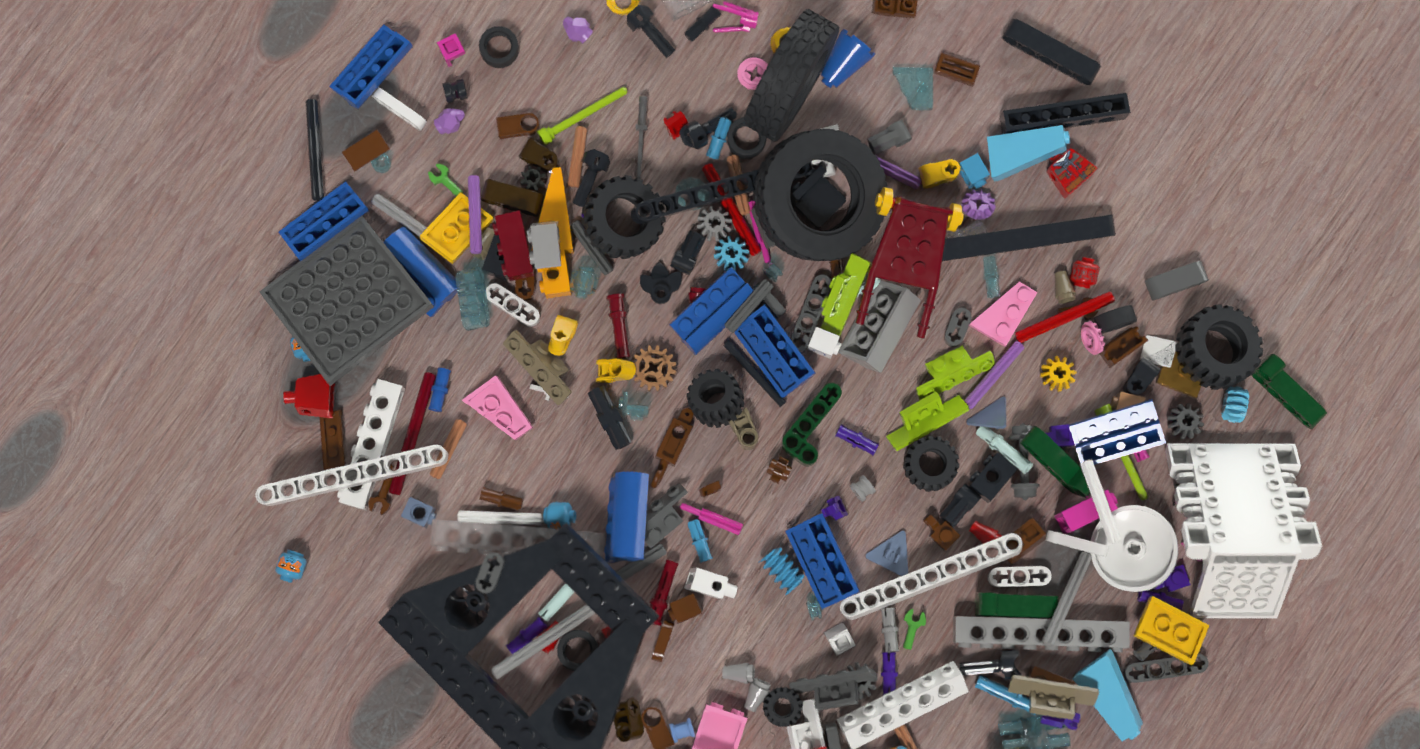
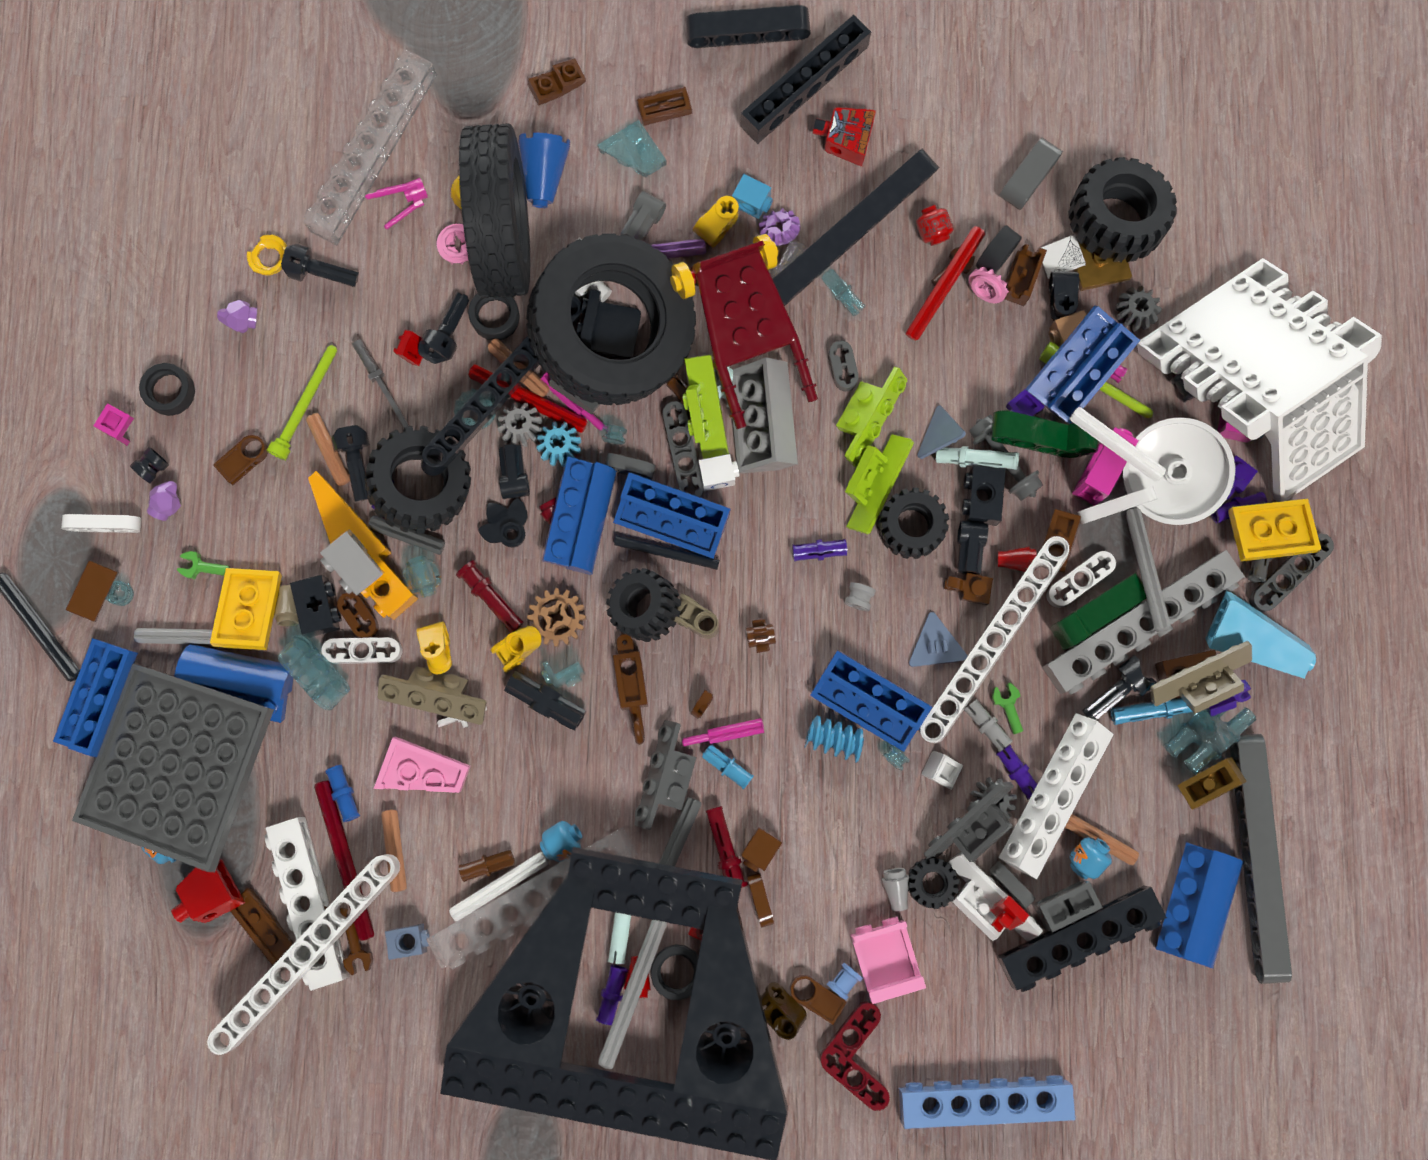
camera: 30 degrees left, 0 degrees up
(290, 566) = (304, 1095): dark azure head -> none
(371, 66) = (40, 498): blue brick -> none
(474, 214) = (256, 581): medium lavender axle -> none
(485, 570) = (533, 957): dark grey beam -> none
(511, 197) = (285, 537): dark brown beam -> none
(513, 246) = (318, 587): dark red brick -> none
(537, 155) = (284, 475): dark brown piece -> none
(539, 177) = (290, 497): pearl dark grey gear -> none
(626, 517) = (634, 795): blue brick -> none
(701, 582) = (760, 808): white torso -> none
(702, 23) = (369, 226): black axle -> none
(718, 138) = (465, 333): dark azure axle -> none
(740, 672) = (863, 878): light grey cone -> none
(748, 306) = (613, 485): dark grey axle -> none
(814, 420) = (762, 560): dark green beam -> none
(835, 508) = (846, 637): dark purple plate -> none
(994, 374) = (913, 389): medium lavender axle -> none
(1005, 314) = (883, 321): bright pink wing -> none
(1023, 149) = (789, 138): medium azure slope -> none
(1063, 288) = (924, 255): dark tan cone -> none
(1063, 368) = (980, 354): yellow gear -> none
(1235, 404) = (1176, 258): medium azure gear -> none
(1288, 391) = (1219, 211): dark green beam -> none

